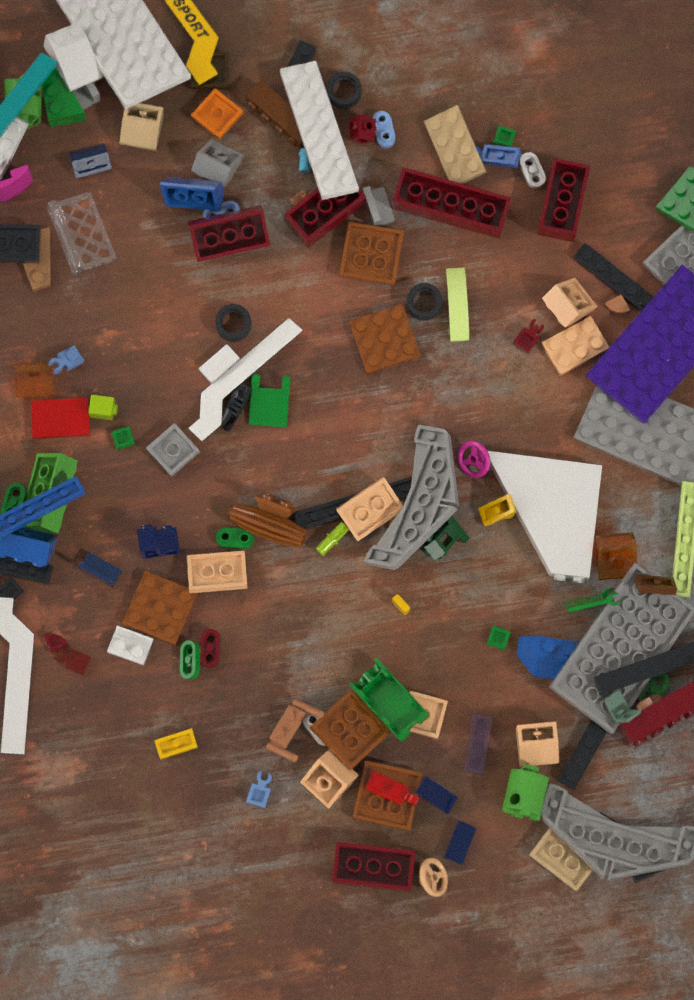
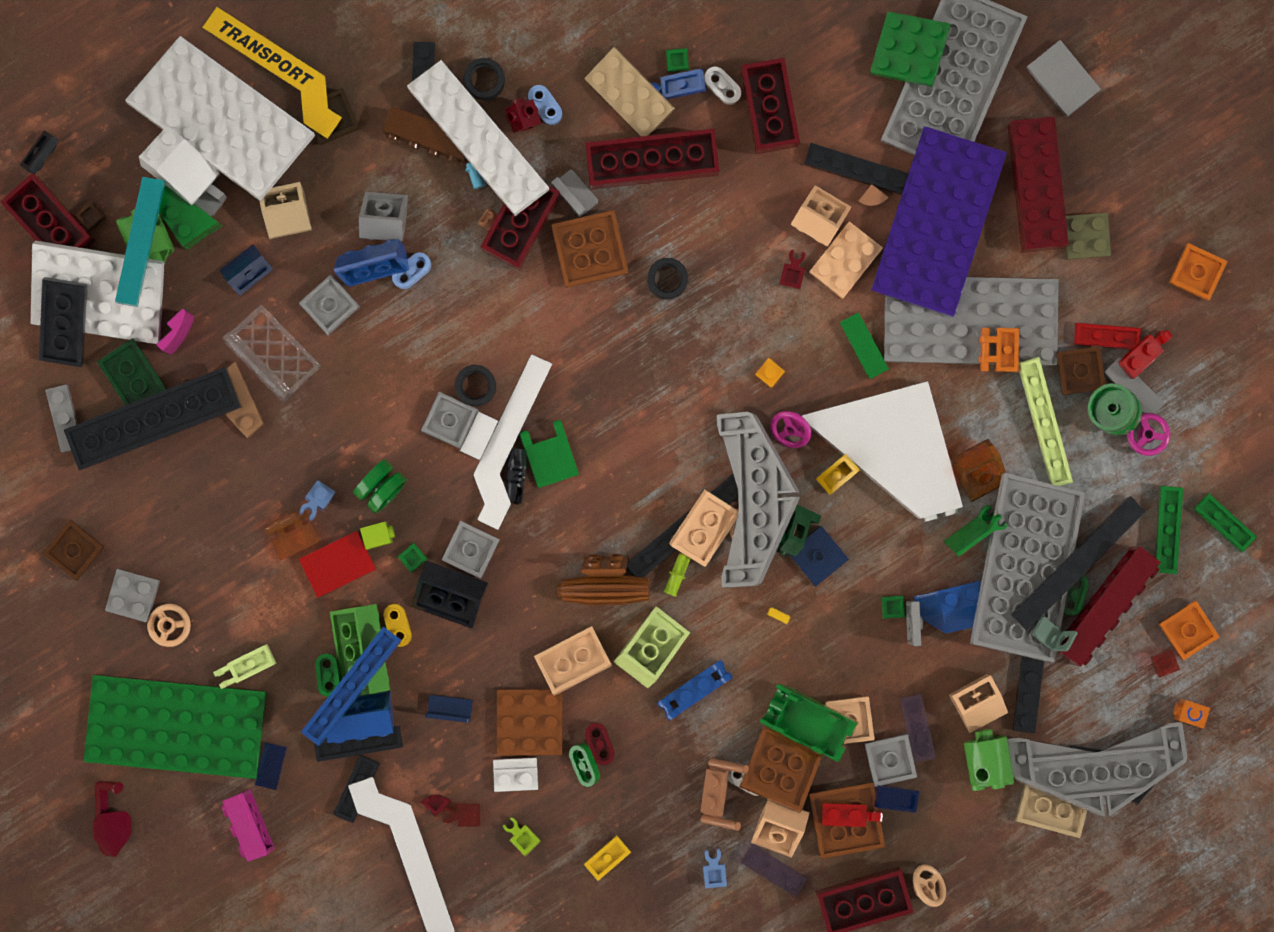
camera: 20 degrees left, 10 degrees up
(89, 485) = (398, 625): none -> yellow plate
(114, 698) = (523, 838): none -> lime plate
(122, 368) = (383, 489): none -> green wheel
(139, 478) = (449, 594): none -> black slope
(144, 213) = (329, 304): none -> light grey plate
(158, 542) = (499, 655): clear blue brick -> none
(200, 341) = (449, 420): none -> light grey plate
(217, 114) = (359, 162): orange plate -> none
(229, 233) = (430, 292): dark red brick -> none
(234, 540) = (575, 616): green plate -> none
(285, 587) = (652, 647): none -> yellowish green slope
(307, 638) = (694, 690): none -> blue plate
(309, 812) = (774, 870): none -> plate
(384, 339) = (642, 336): dark orange plate -> none
(444, 761) = (890, 760): none -> light grey plate
(454, 572) = (819, 556): none -> dark blue plate
(457, 304) = (703, 265): yellowish green slope -> none
(460, 843) = (940, 836): clear blue tile -> none
(476, 409) = (769, 373): none -> light orange plate
(511, 654) = (914, 623): none -> light grey plate
(562, 419) = (863, 346): none -> green tile
(648, 702) = (1077, 614): nougat tile -> none
(655, 584) = (1036, 488): reddish brown plate -> none
(676, 467) = (1006, 349): none -> orange plate

